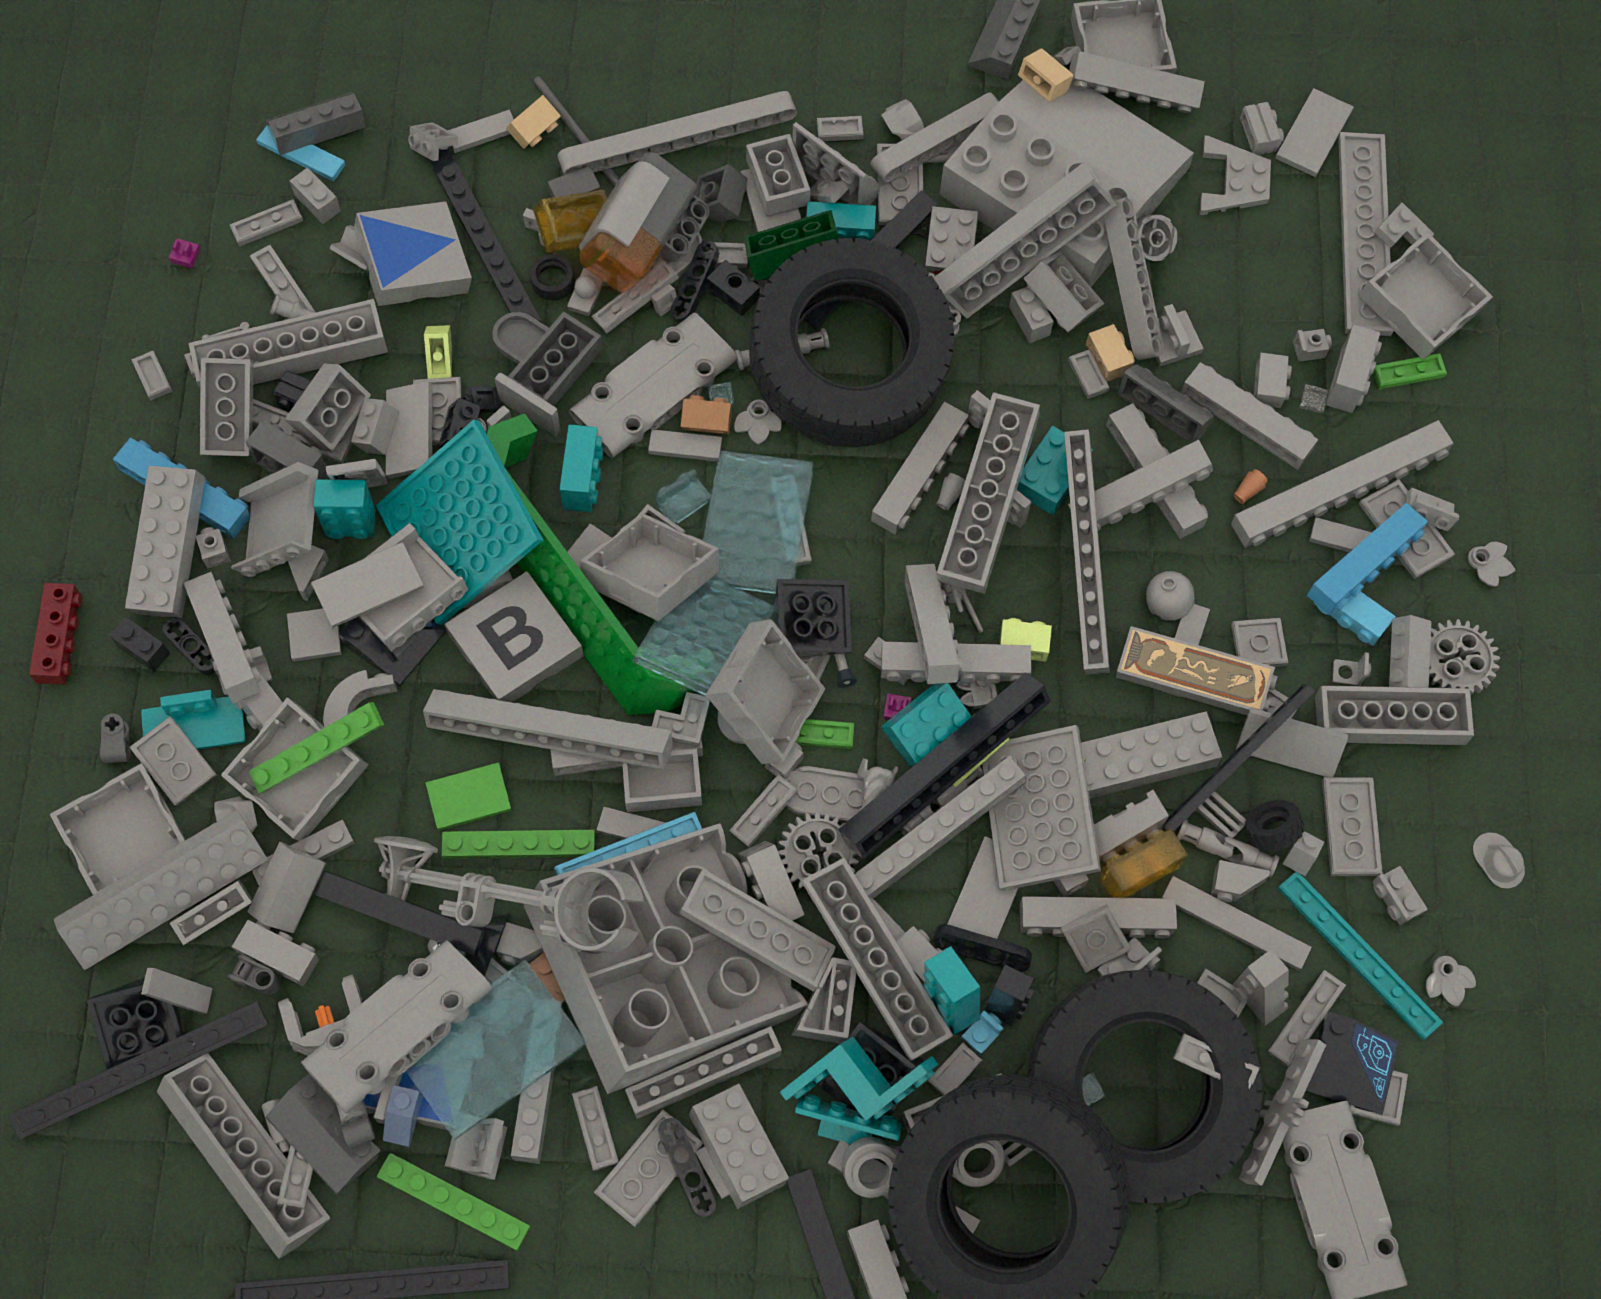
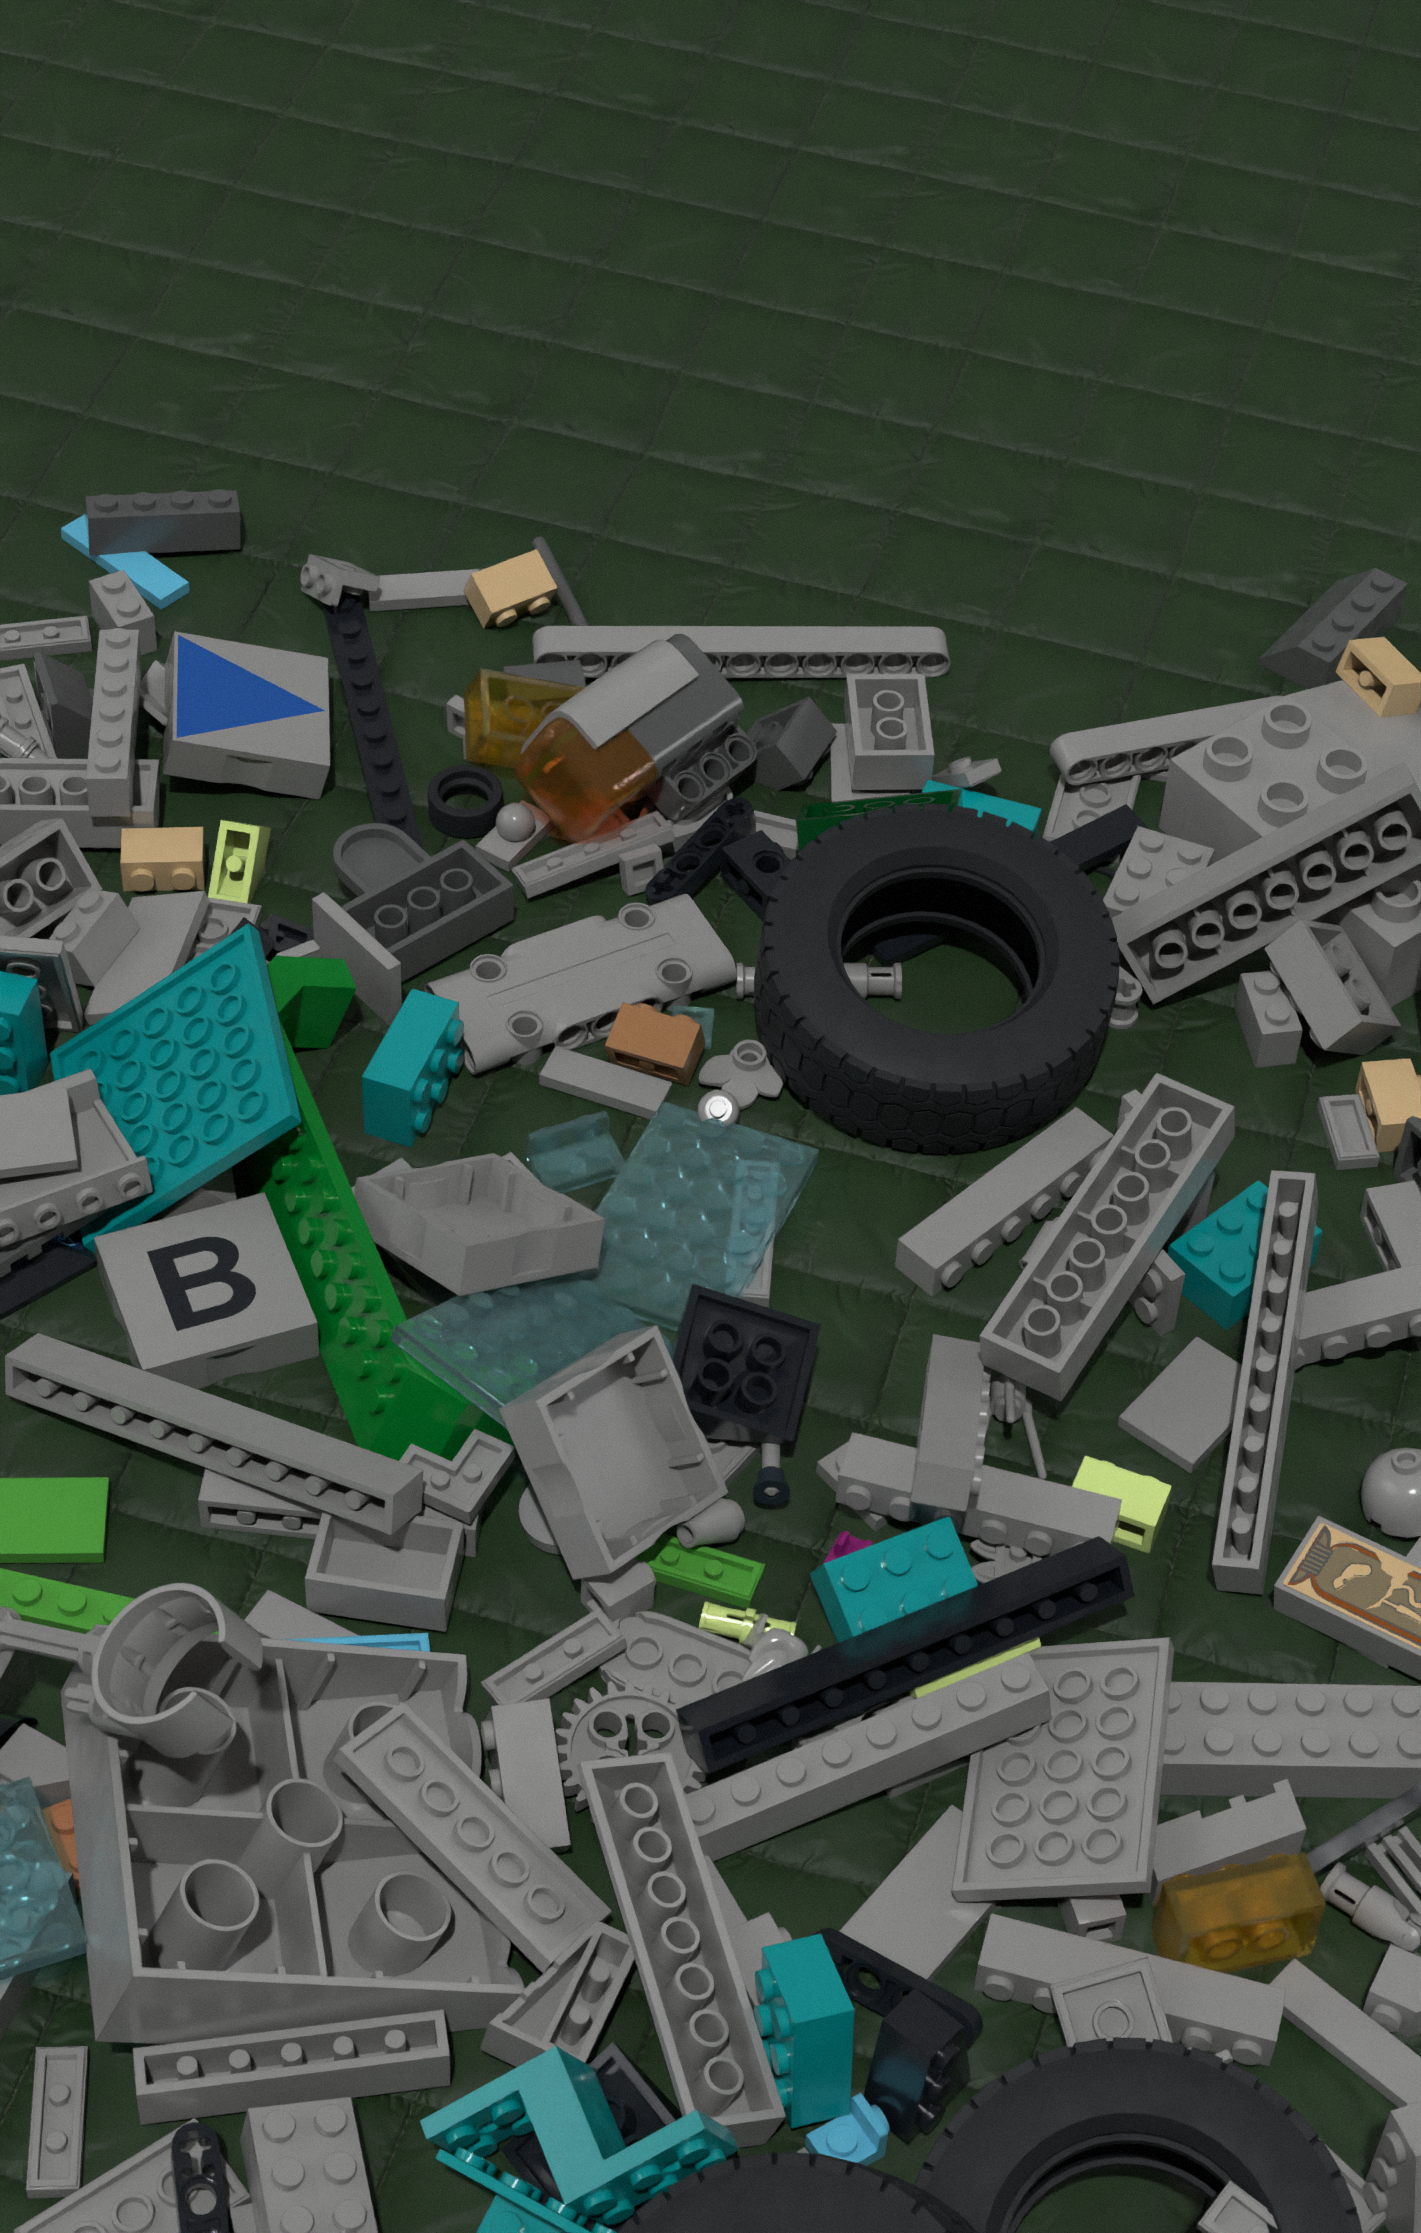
camera: 15 degrees right, 20 degrees down
(307, 272) = (64, 706): none -> dark grey slope
(342, 283) = (114, 723): none -> light grey brick
(395, 360) = (162, 859): none -> tan brick
(751, 448) = (719, 1105): none -> light grey piece
(824, 164) = (973, 725): light grey slope -> none
(824, 708) = (713, 1525): none -> light grey cone
(840, 128) = (1015, 700): light grey plate -> none
(853, 761) = (737, 1623): none -> yellowish green pin
(902, 119) = (1124, 704): light grey slope -> none
(1046, 568) = (1187, 1406): none -> light grey tile

